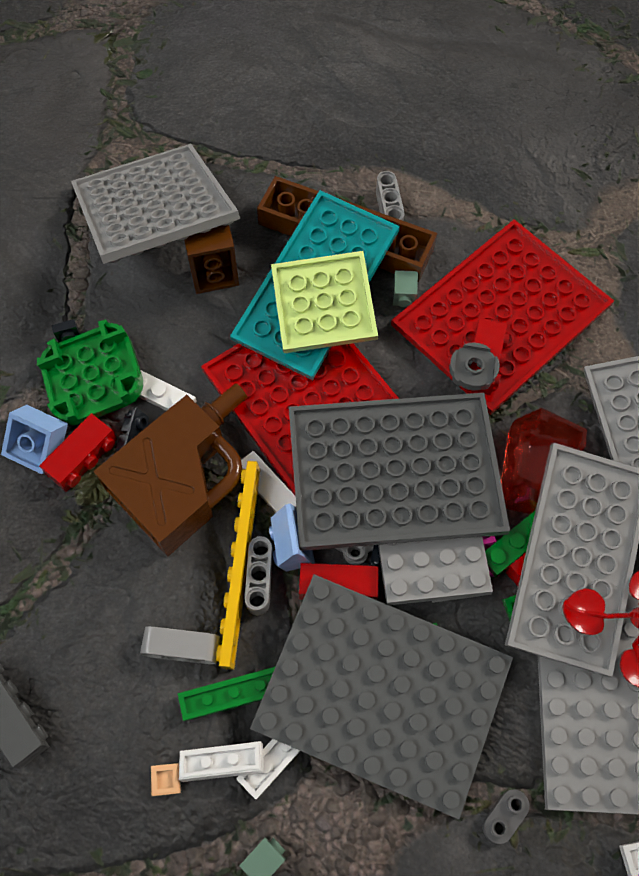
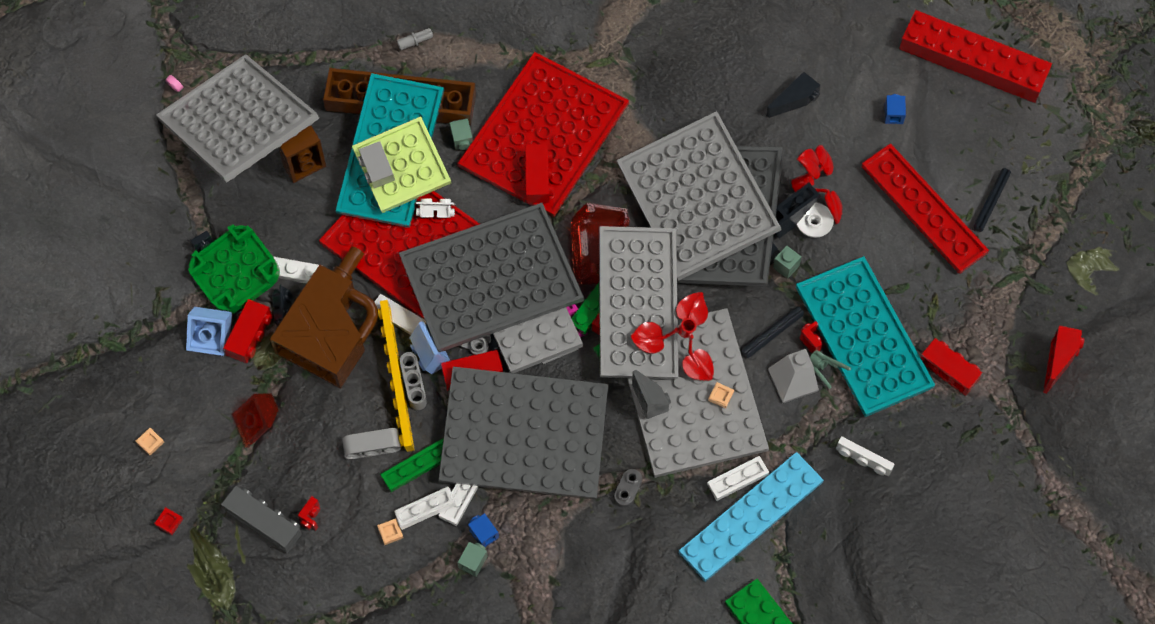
camera: 15 degrees left, 0 degrees up
(48, 565) = (255, 417): none -> clear red slope
(69, 717) = (309, 511): none -> red bracket
(103, 154) = (174, 83): none -> bright pink tile
(289, 820) = (483, 530): none -> blue brick
(293, 292) = (376, 164): none -> light grey brick
(359, 366) = (443, 208): none -> white hinge
(371, 174) = (414, 39): none -> light grey axle
(389, 195) = (426, 56): light grey beam -> none
(470, 378) = (526, 194): dark grey plate -> none
(568, 693) = (650, 395): none -> dark grey slope

